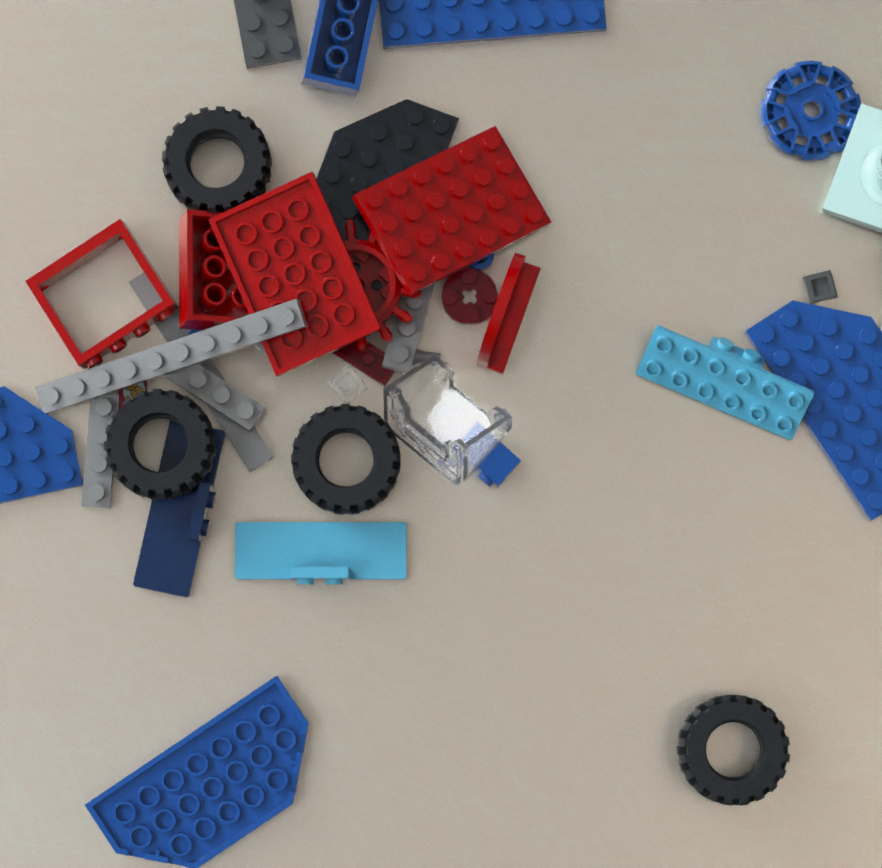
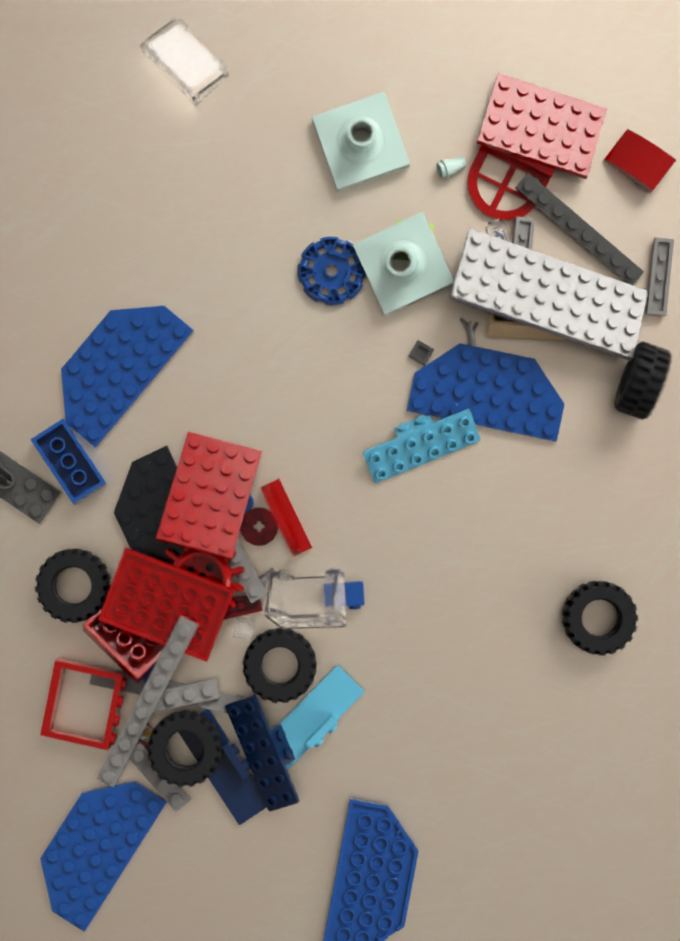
camera: 45 degrees left, 5 degrees up
(239, 535) = (265, 751): none -> dark blue bracket

